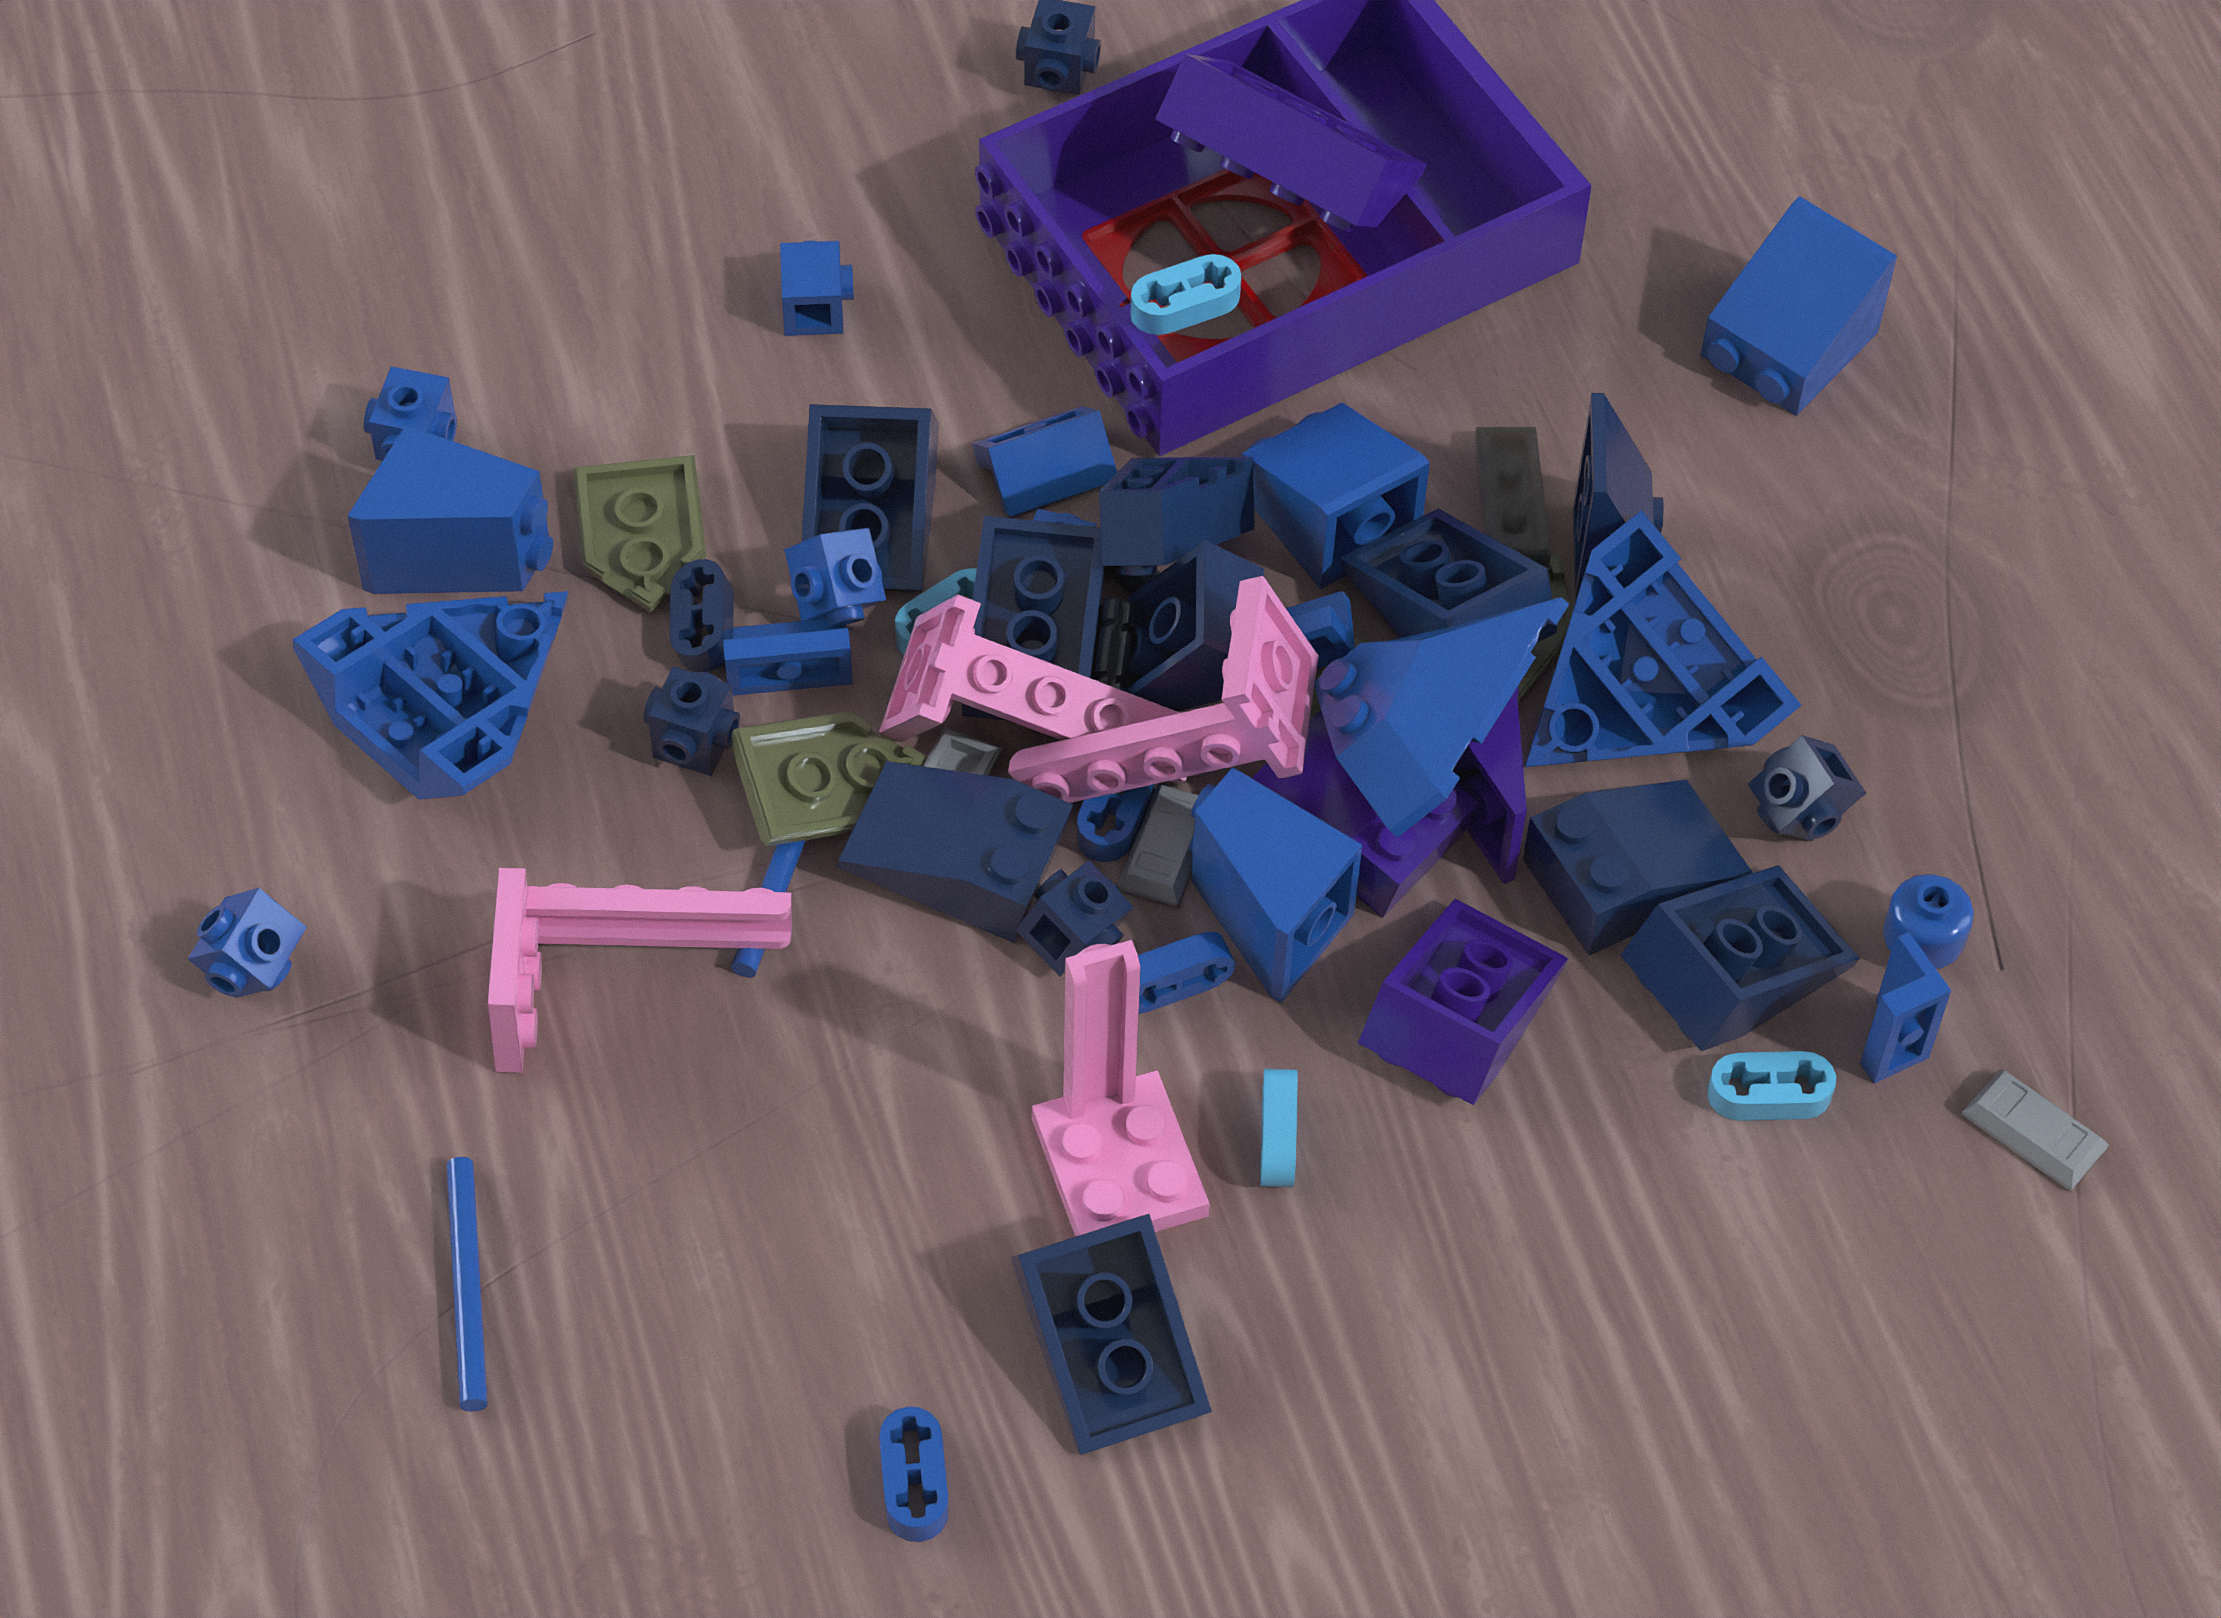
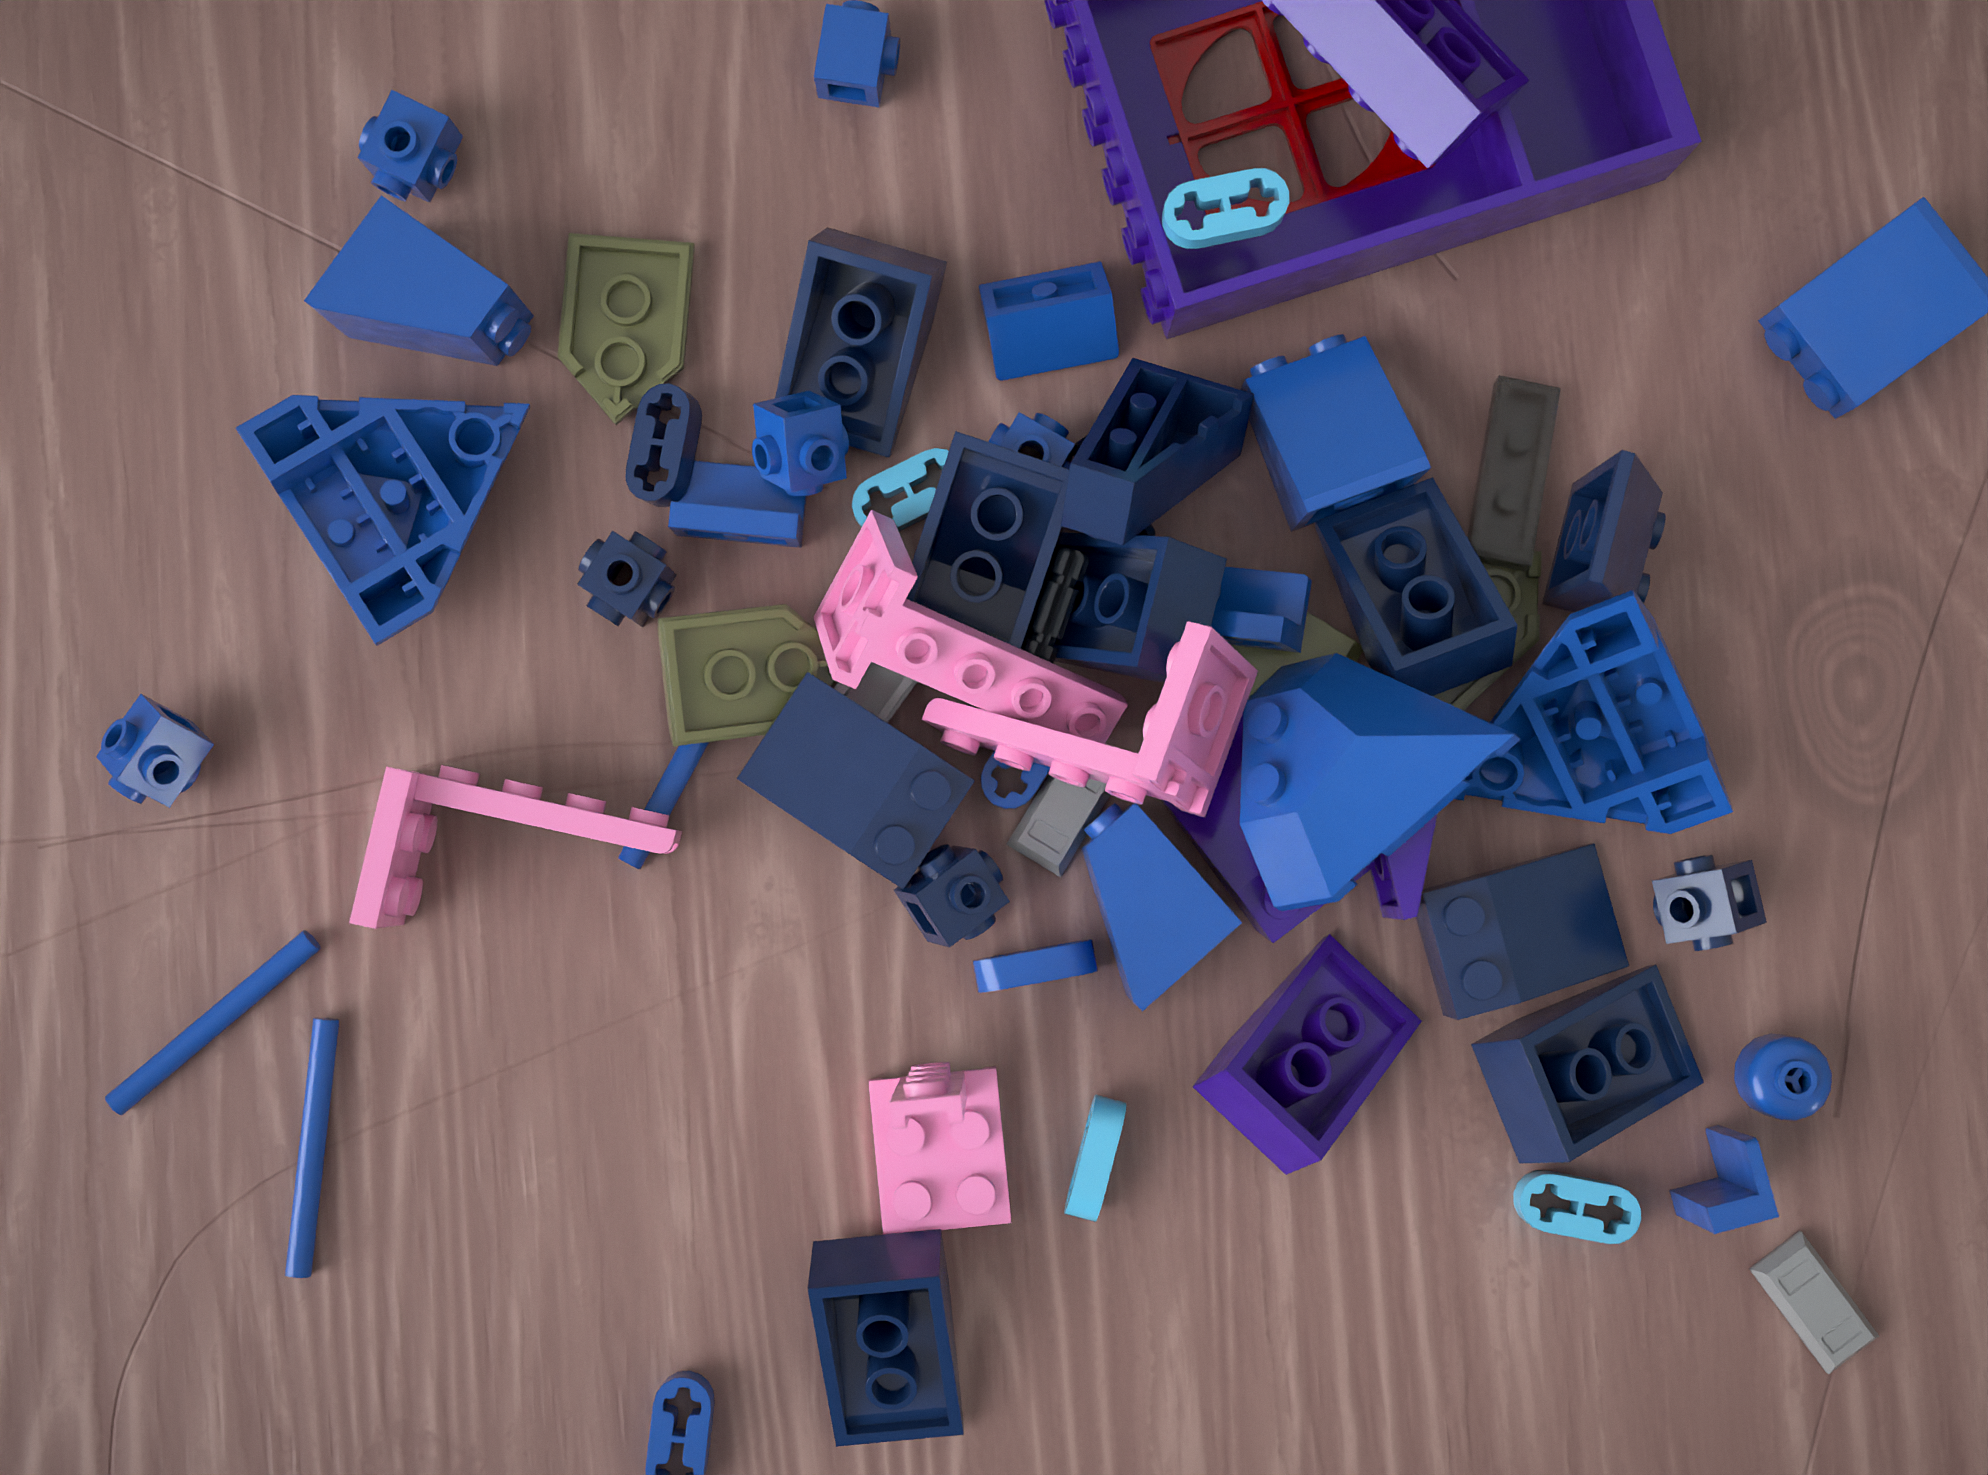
camera: 15 degrees right, 30 degrees up
(340, 1190) = (212, 1022): none -> blue bar

